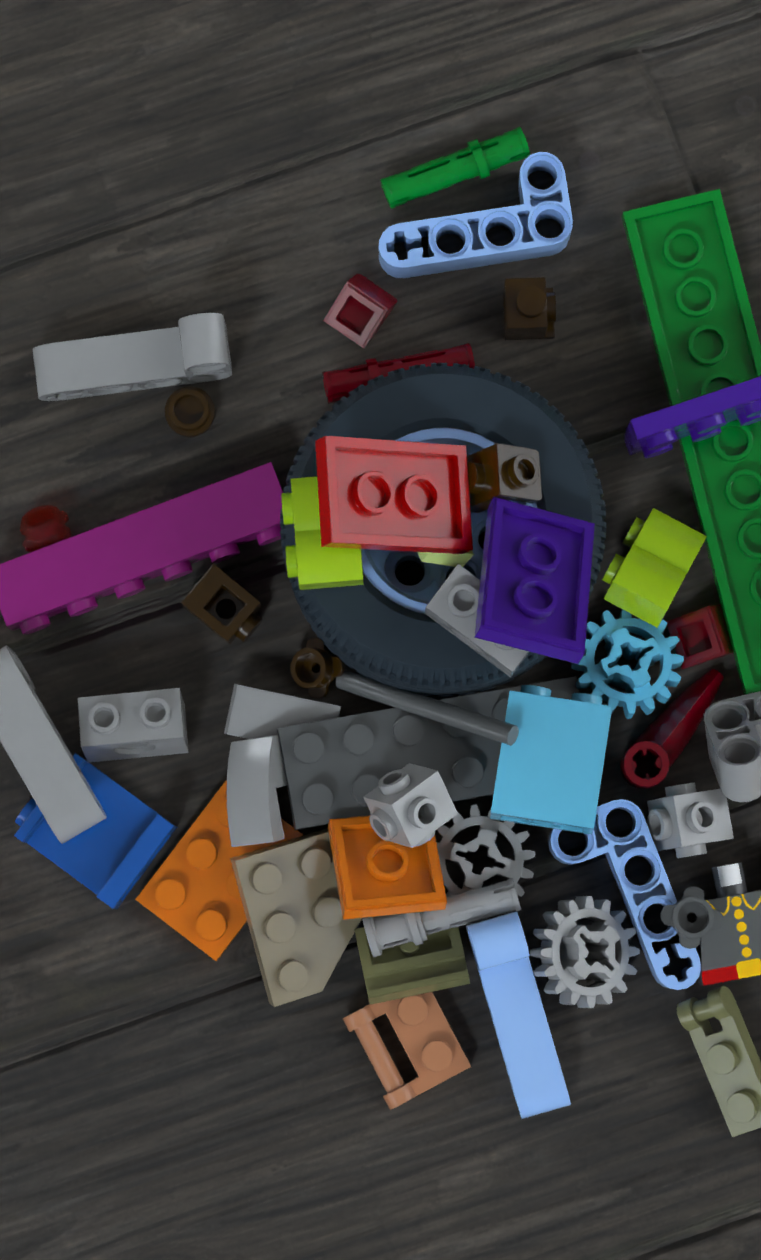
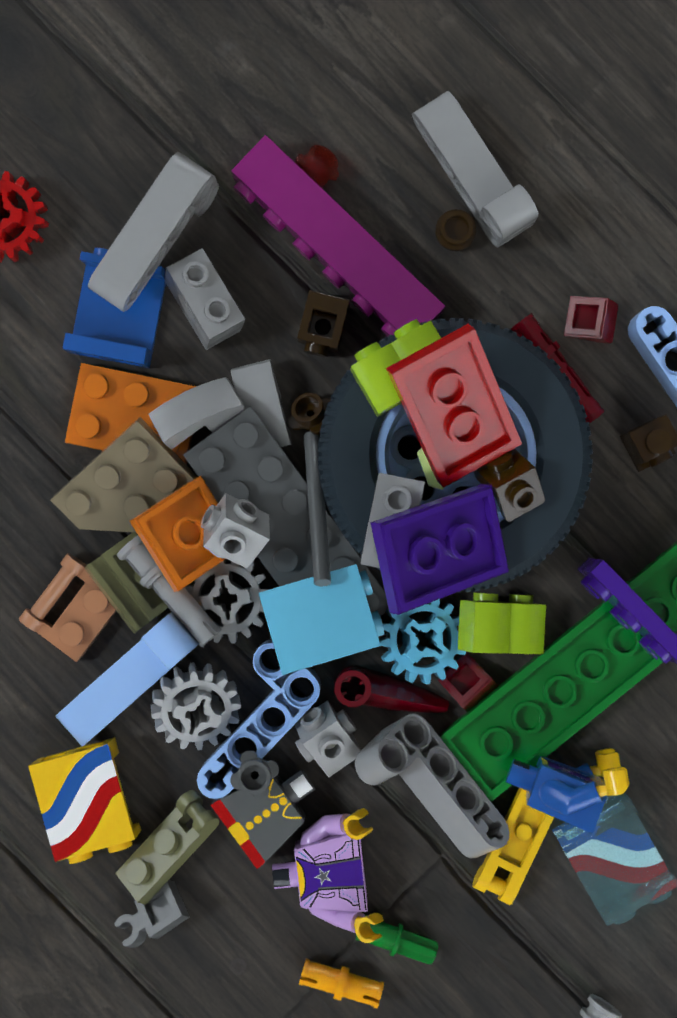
camera: 65 degrees right, 5 degrees up
(634, 1130) = (83, 801): none -> panel

